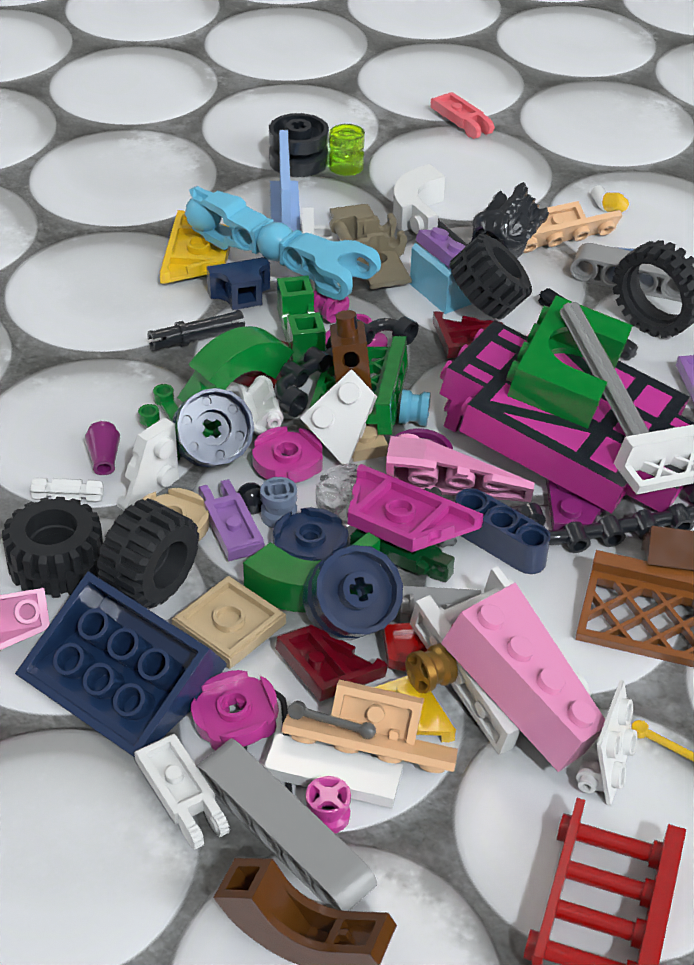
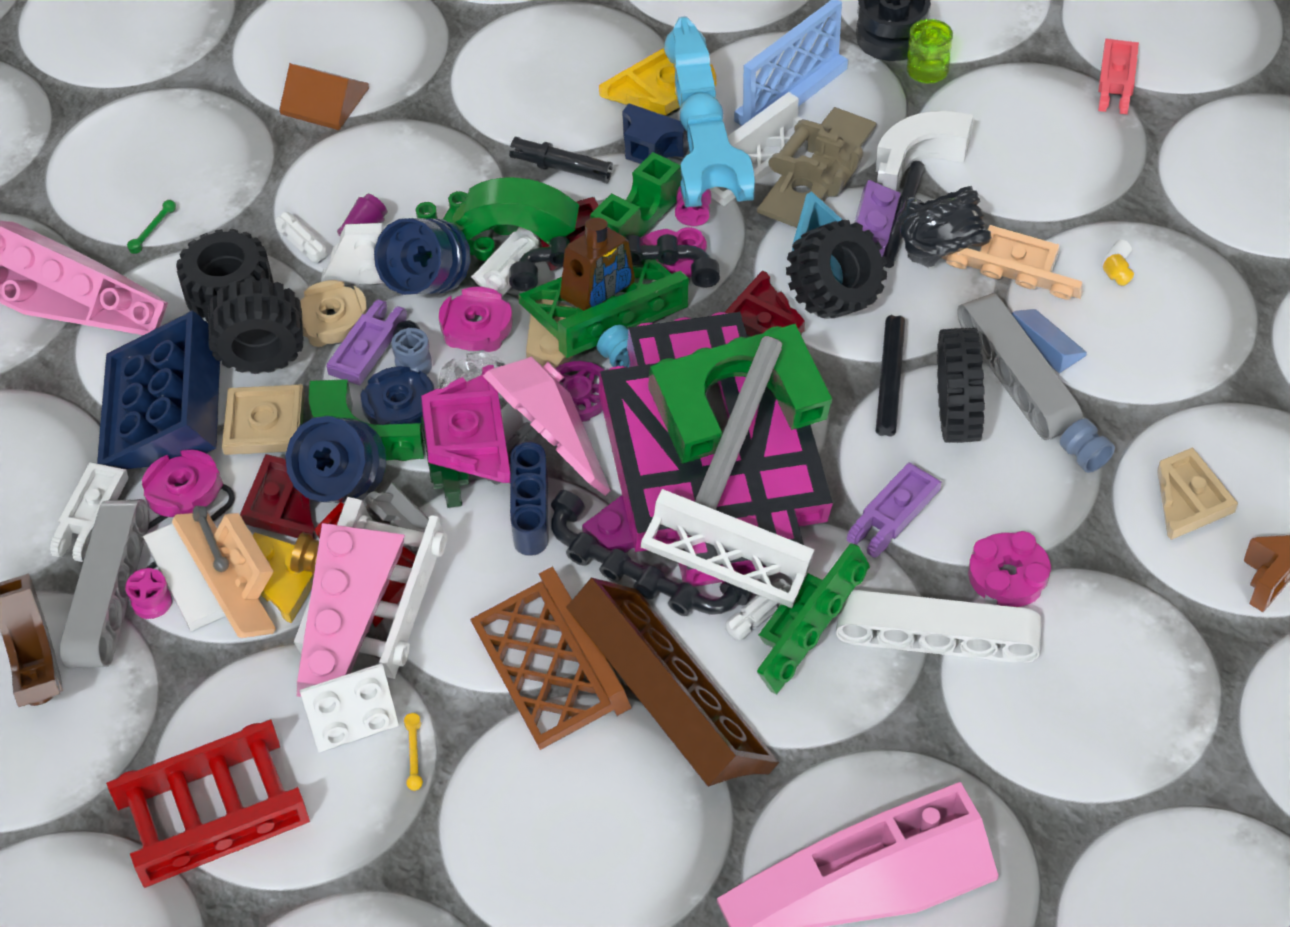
camera: 50 degrees right, 10 degrees up
(341, 416) = (531, 314): white wing -> none

